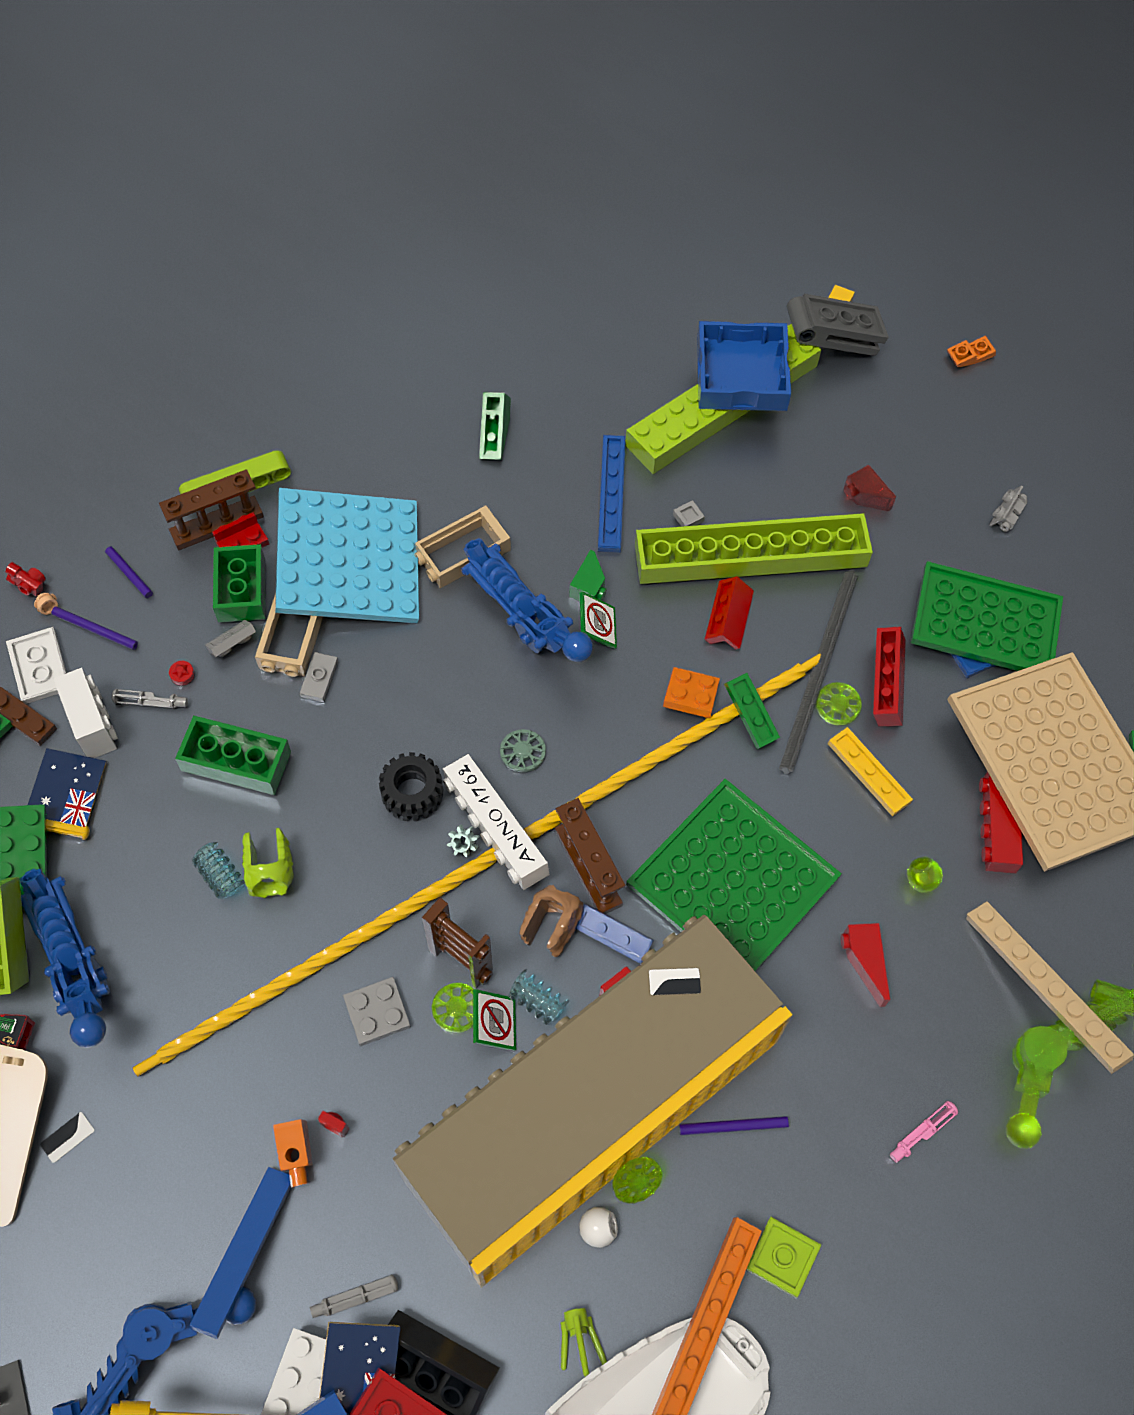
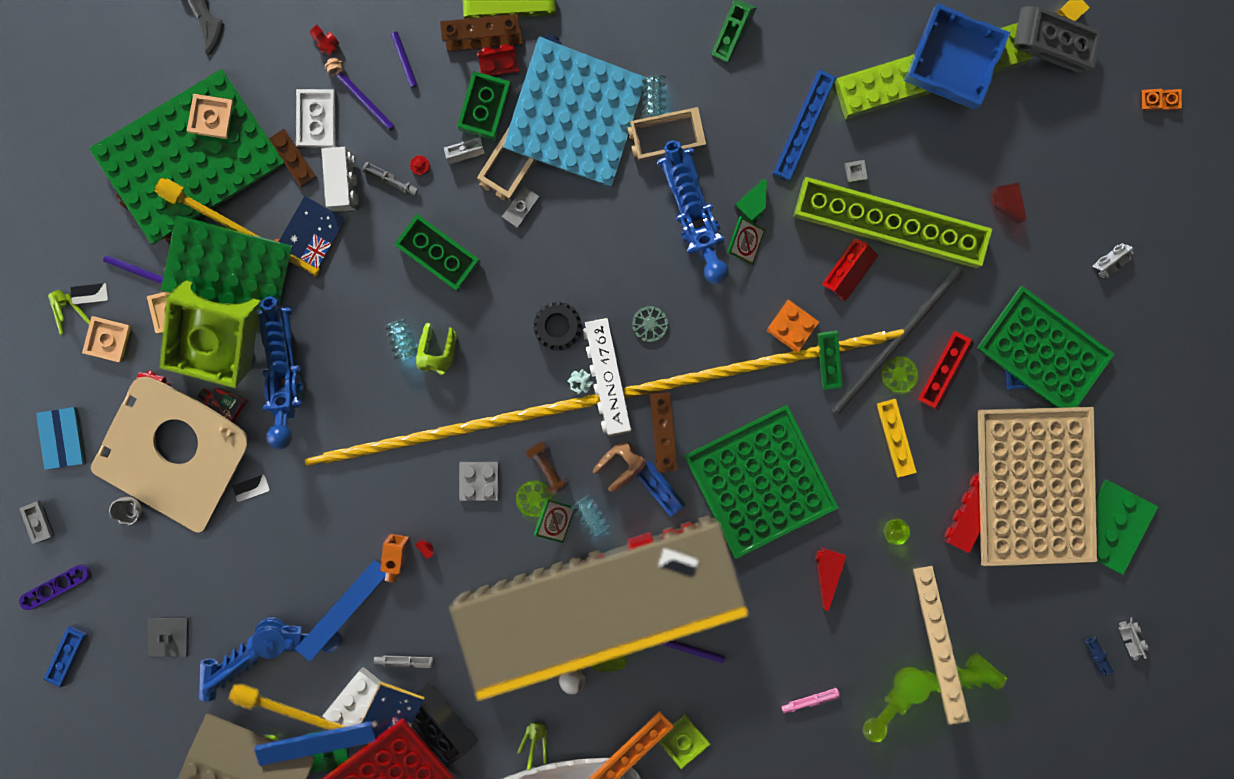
camera: 25 degrees right, 25 degrees up
(431, 510) = (653, 95): none -> clear light blue piece

